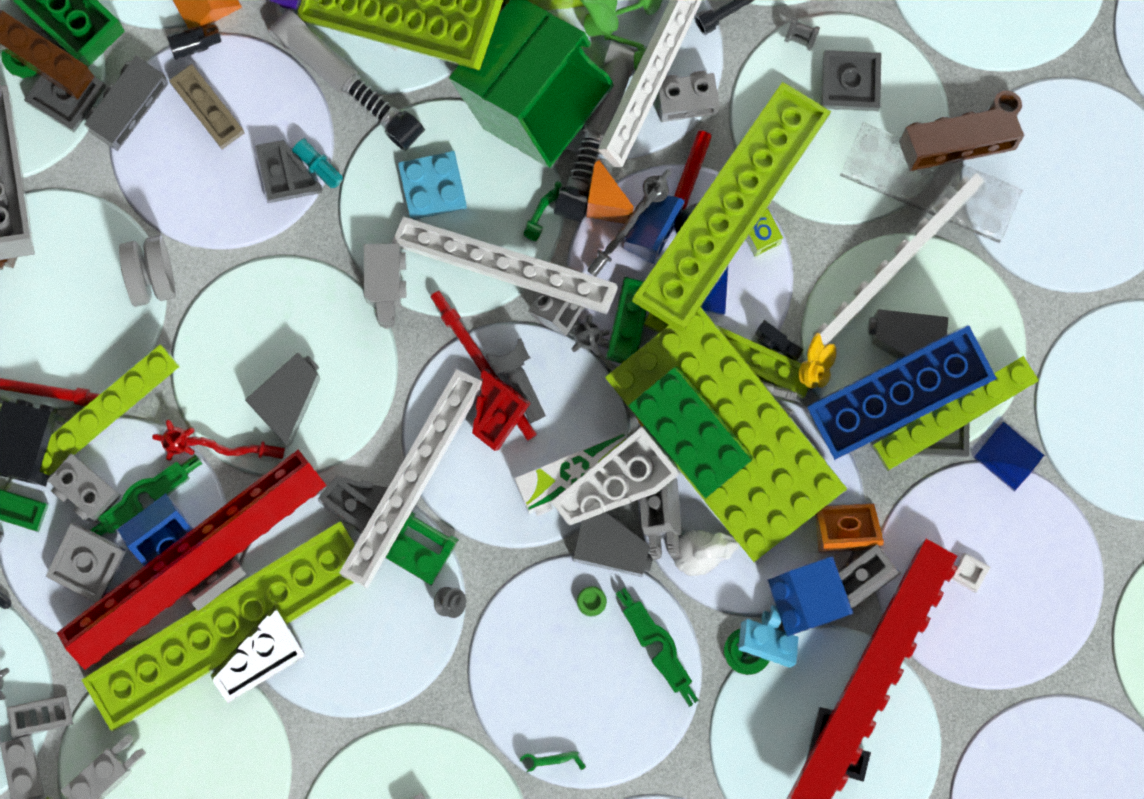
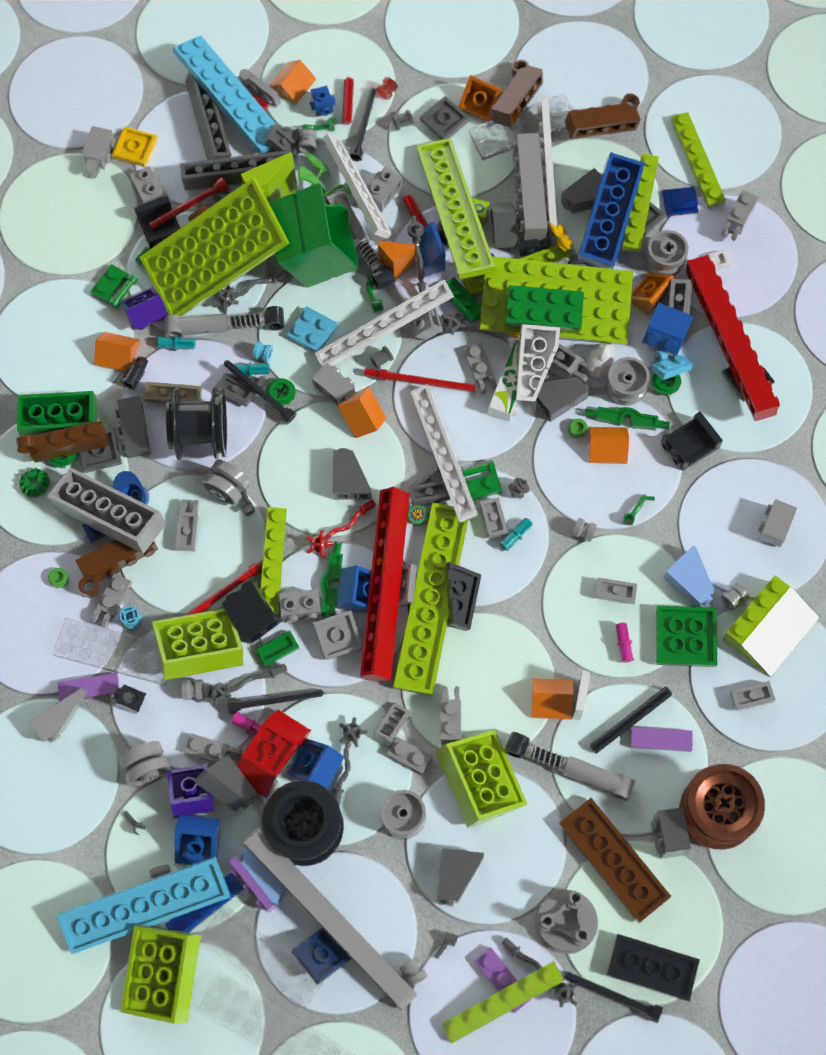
camera: 40 degrees left, 10 degrees down
(43, 178) = (130, 485): none -> blue piece
(64, 276) = (187, 527): none -> light grey hinge
(150, 322) = (248, 508): none -> dark grey hand
(181, 174) = (197, 423): none -> black wheel
(272, 50) = (176, 343): none -> teal axle
(298, 256) = (286, 414): none -> black piece
(309, 217) = (278, 385): none -> green gear
(313, 517) = (417, 515): none -> tile
(349, 157) = (262, 352): none -> medium azure wheel
(376, 342) = (362, 413): none -> orange slope
(379, 54) = (226, 298): none -> dark grey piece
(387, 606) = (493, 518): none -> light grey plate
(391, 649) = (516, 534): none -> teal axle
(467, 723) = (584, 529): none -> light grey wheel
(468, 296) = (381, 357): none -> dark grey bush
(497, 410) = (448, 389): red wing -> none
(511, 364) = (432, 364): dark grey piece -> none
(565, 417) = (479, 366): none -> light grey hinge
(603, 654) = (608, 445): none -> orange slope
(693, 749) = (691, 442): none -> black panel
(706, 590) = (627, 381): none -> light grey wheel
(771, 278) = (504, 220): none -> dark grey brick
(851, 263) = (529, 187): none -> light grey brick
(916, 96) = (479, 98): none -> orange slope
(931, 497) = (667, 253): none -> light grey wheel
(1028, 270) = (604, 119): none -> reddish brown hinge
(1053, 545) = (740, 214): none -> light grey hinge
(1087, 427) = (698, 160): none -> lime plate

